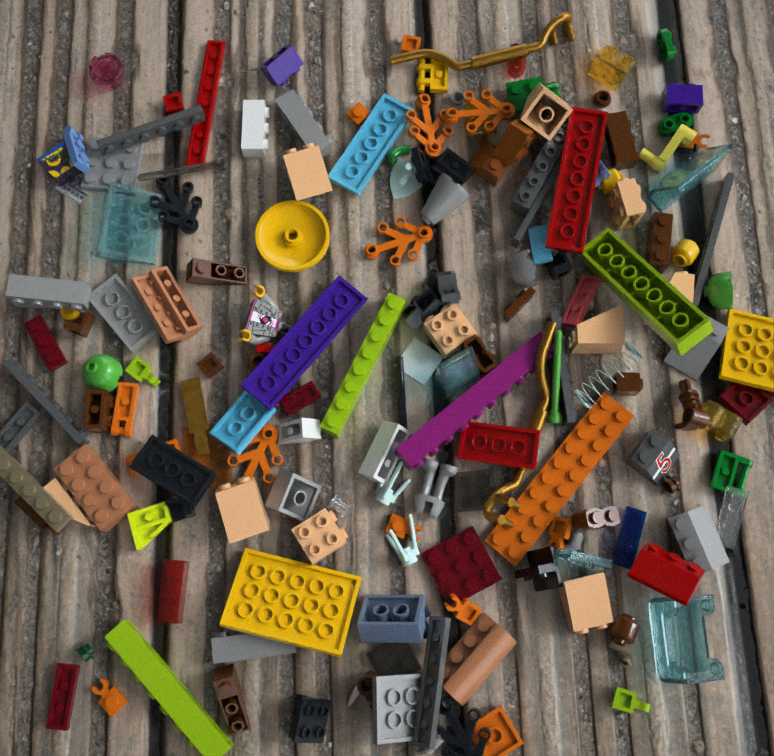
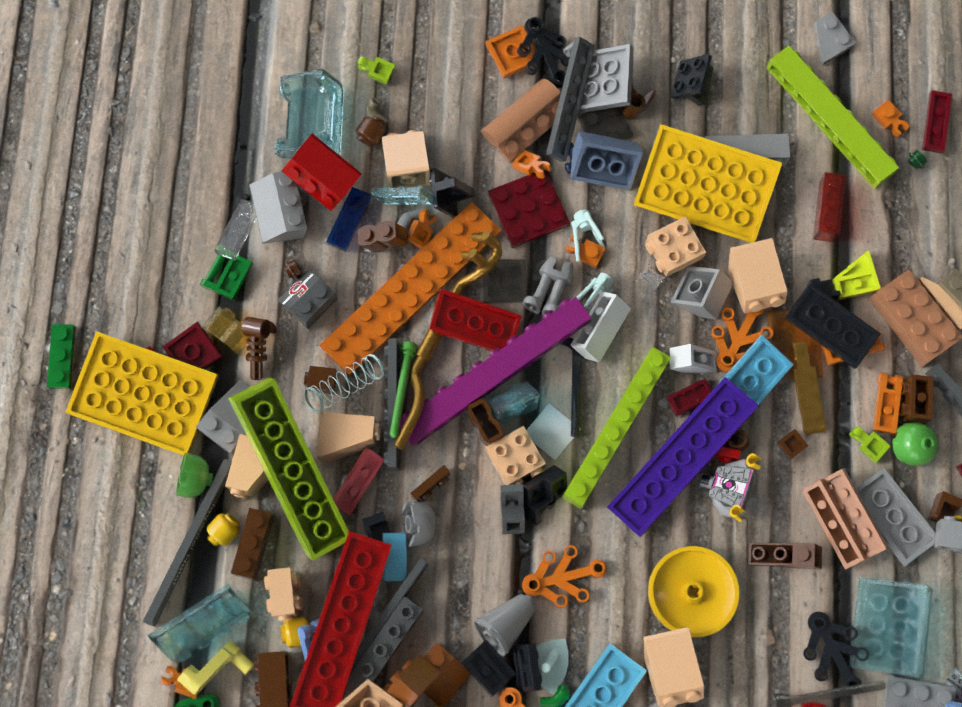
camera: 175 degrees left, 0 degrees up
(231, 699) = (770, 105): reddish brown slope -> none

